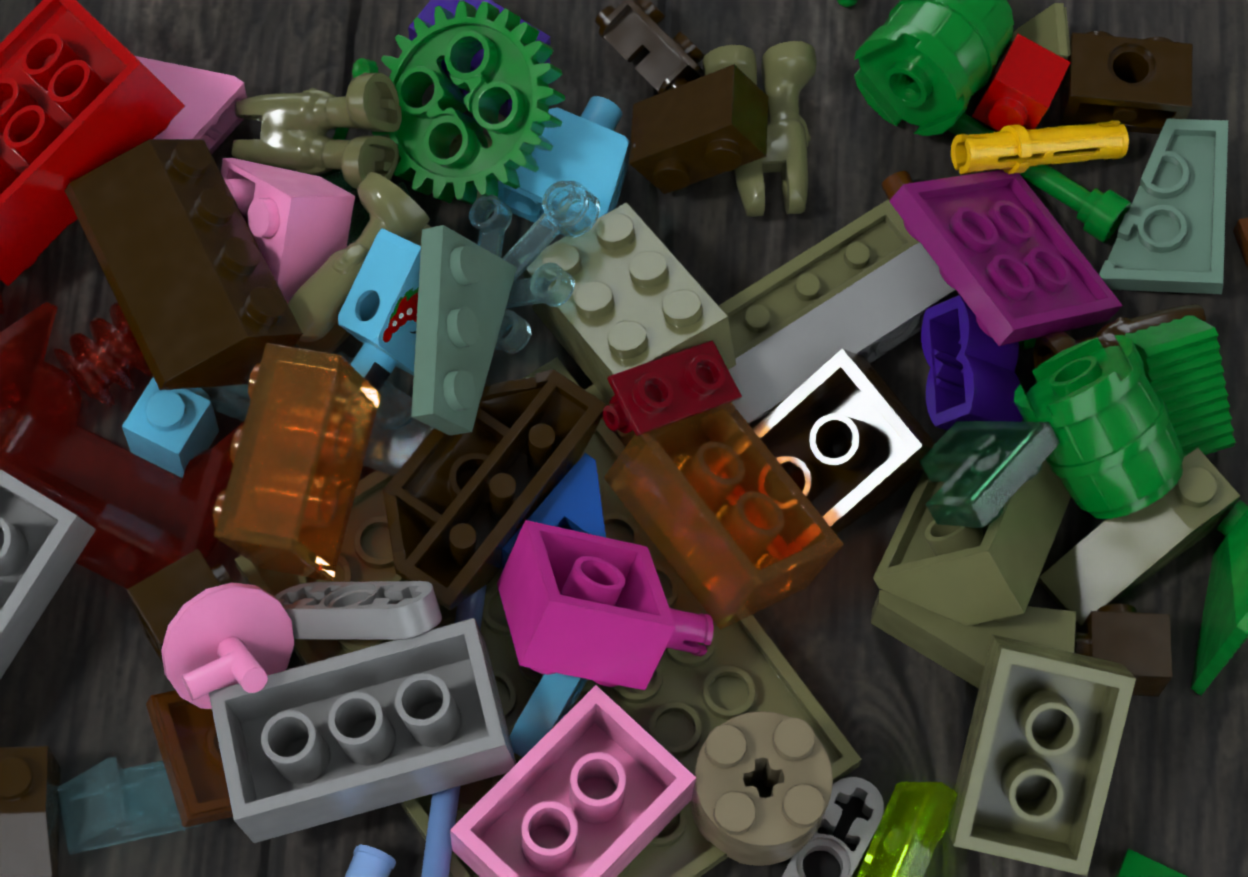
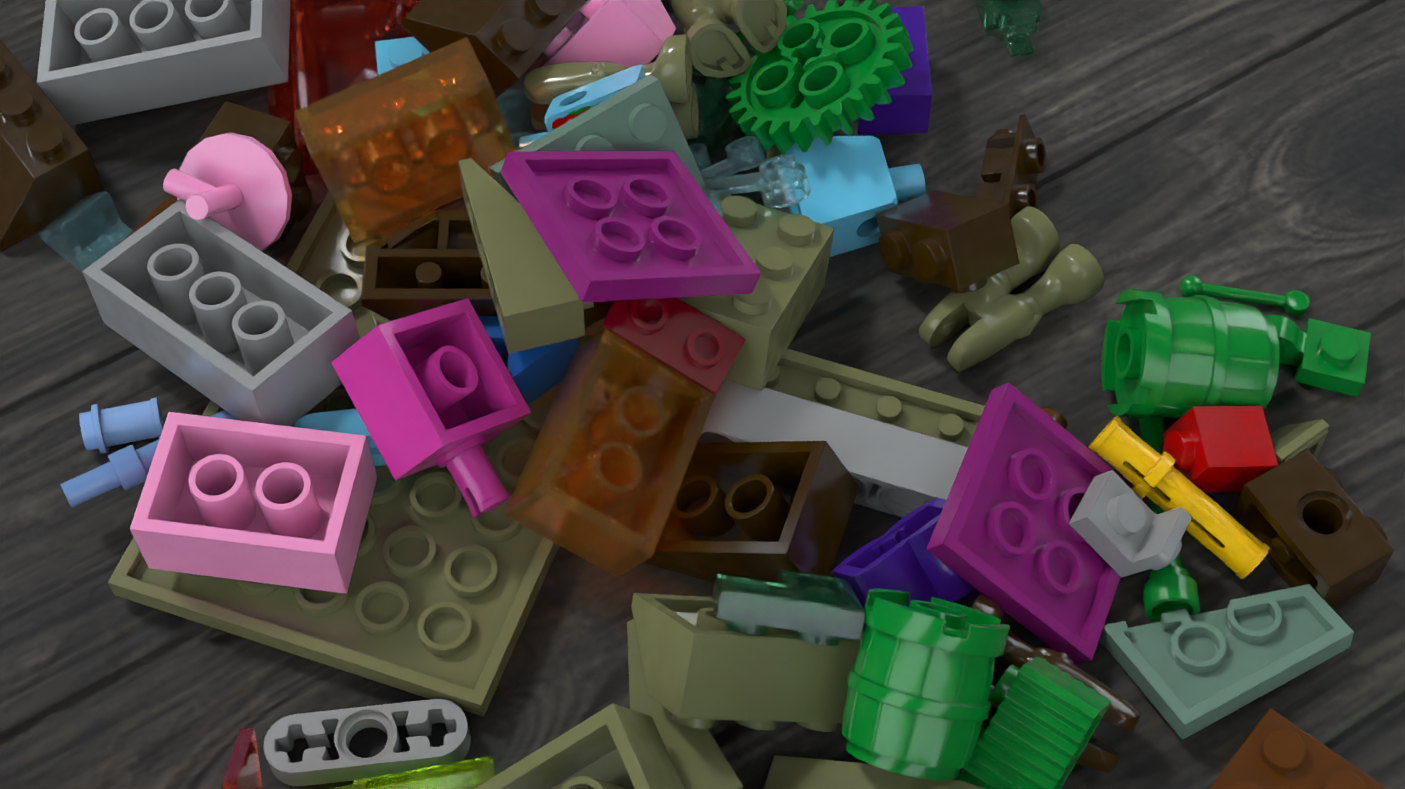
camera: 60 degrees right, 10 degrees down
(361, 609) = (322, 253): light grey beam -> none
(535, 456) = (524, 279): none -> olive slope
(572, 347) = (629, 225): none -> magenta plate
(784, 757) = (379, 627): dark tan brick -> none
(1049, 200) = (1126, 529): none -> light grey bracket

